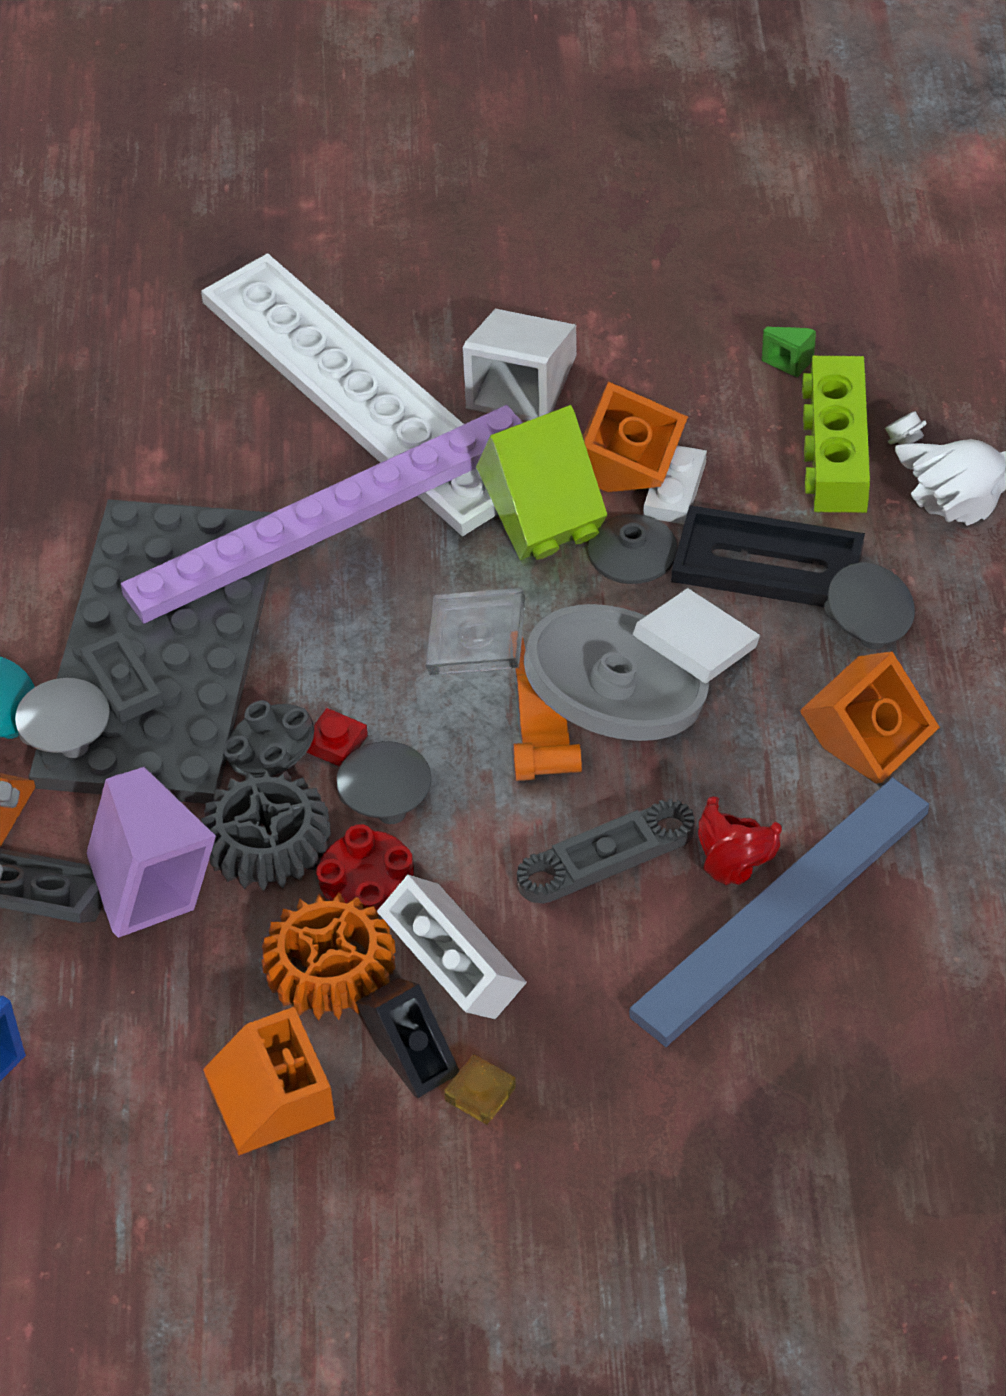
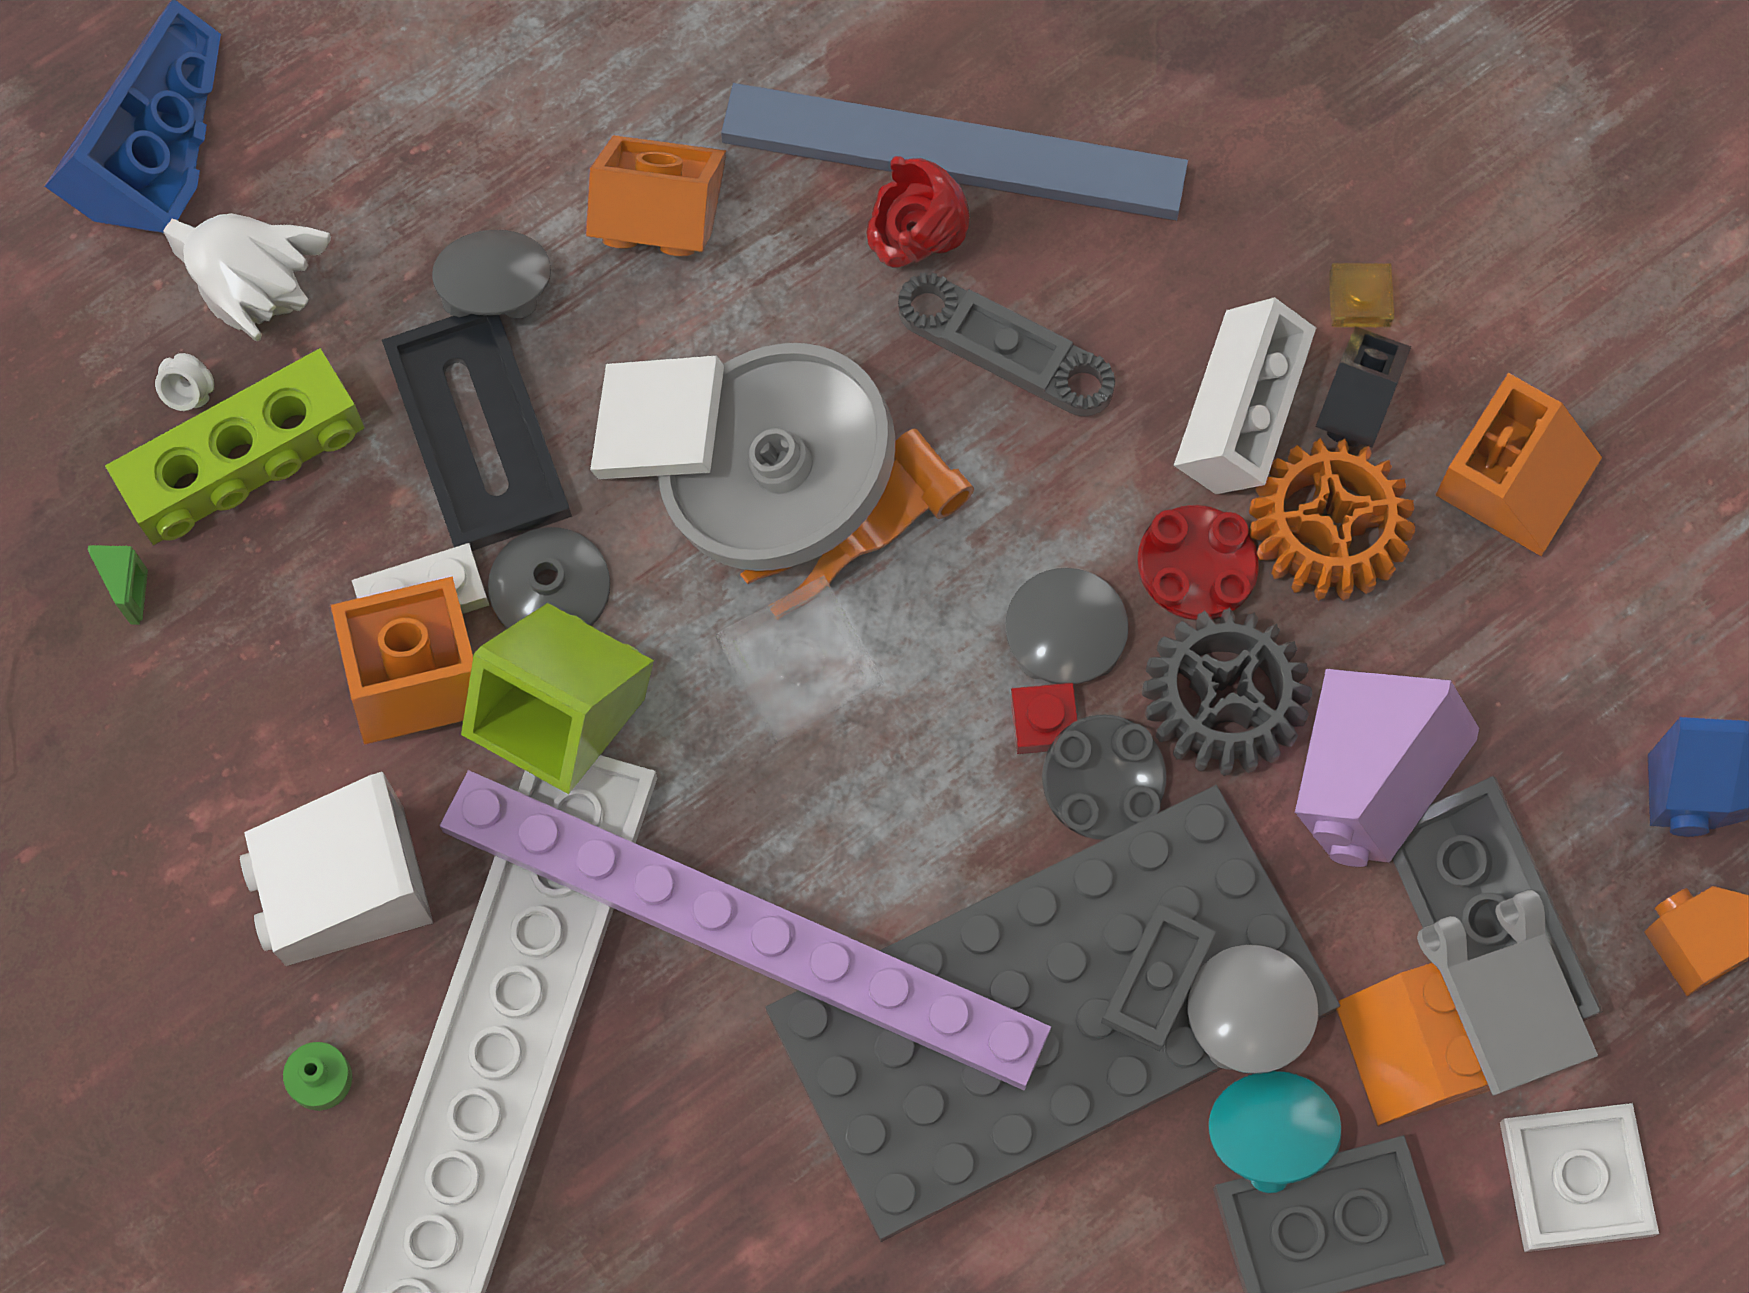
camera: 125 degrees left, 20 degrees up
(419, 320) = (327, 1085): none -> bright green tile

